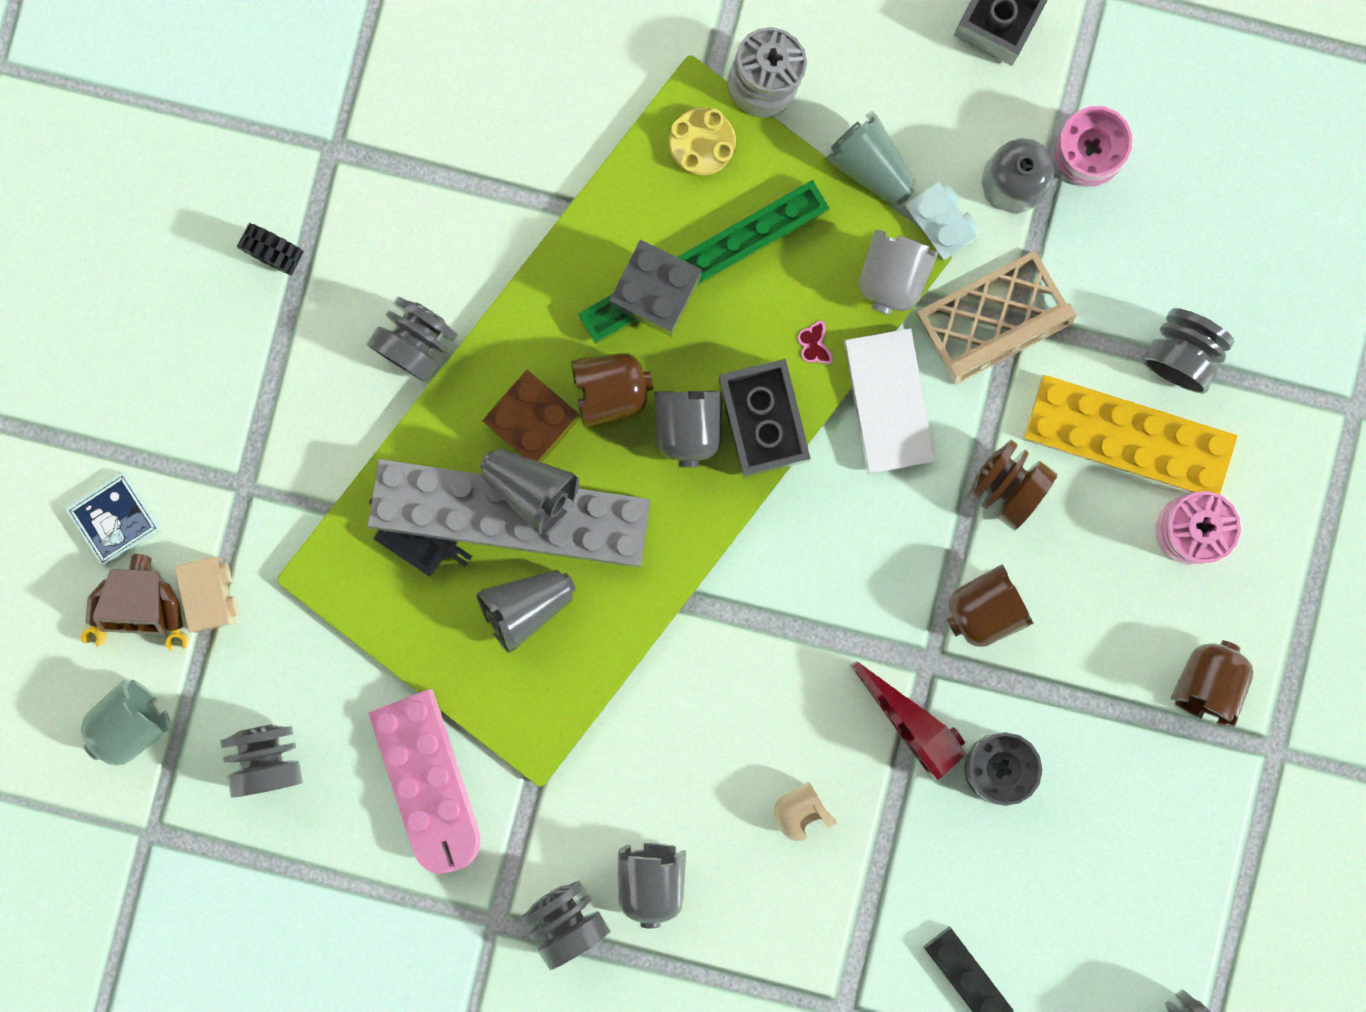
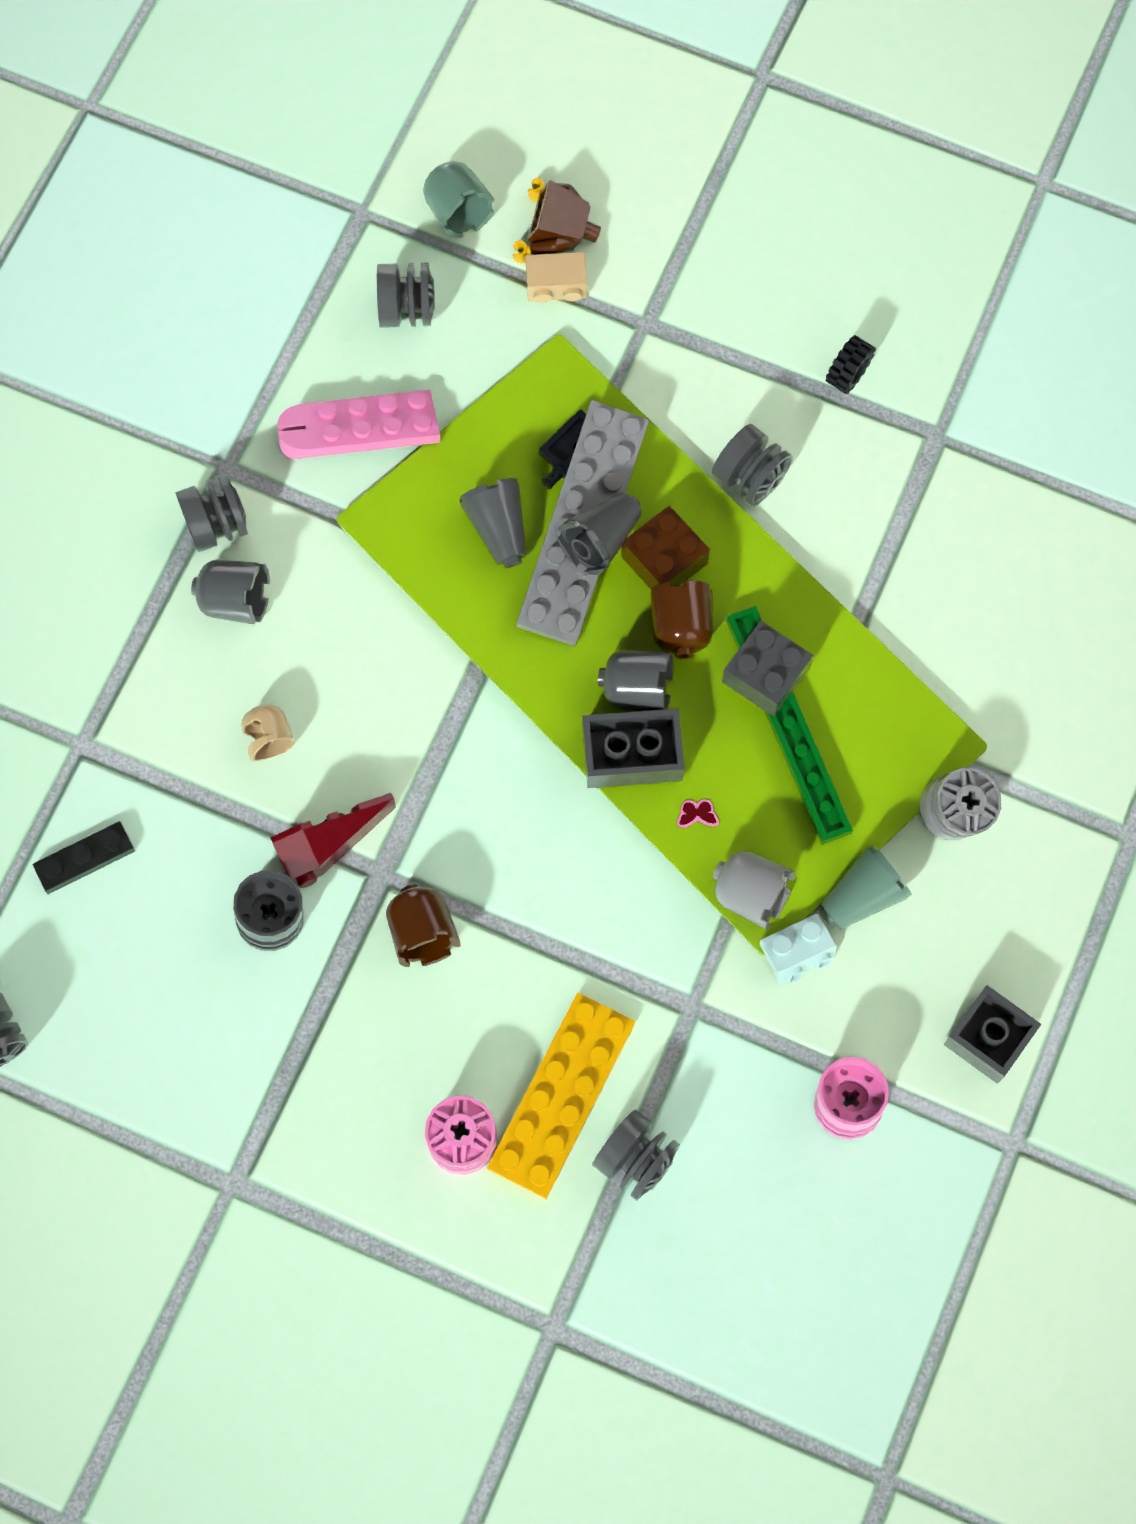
camera: 100 degrees right, 15 degrees down
(113, 519) = (634, 218): tile -> none
(702, 141) = (902, 740): light yellow dish -> none
(889, 401) = (633, 871): white tile -> none
(1008, 343) = (671, 993): tan fence -> none
(1012, 484) = (527, 970): reddish brown wheel -> none
(1013, 187) = (829, 1037): dark grey cylinder -> none
(1215, 682) = (309, 1125): reddish brown cylinder -> none

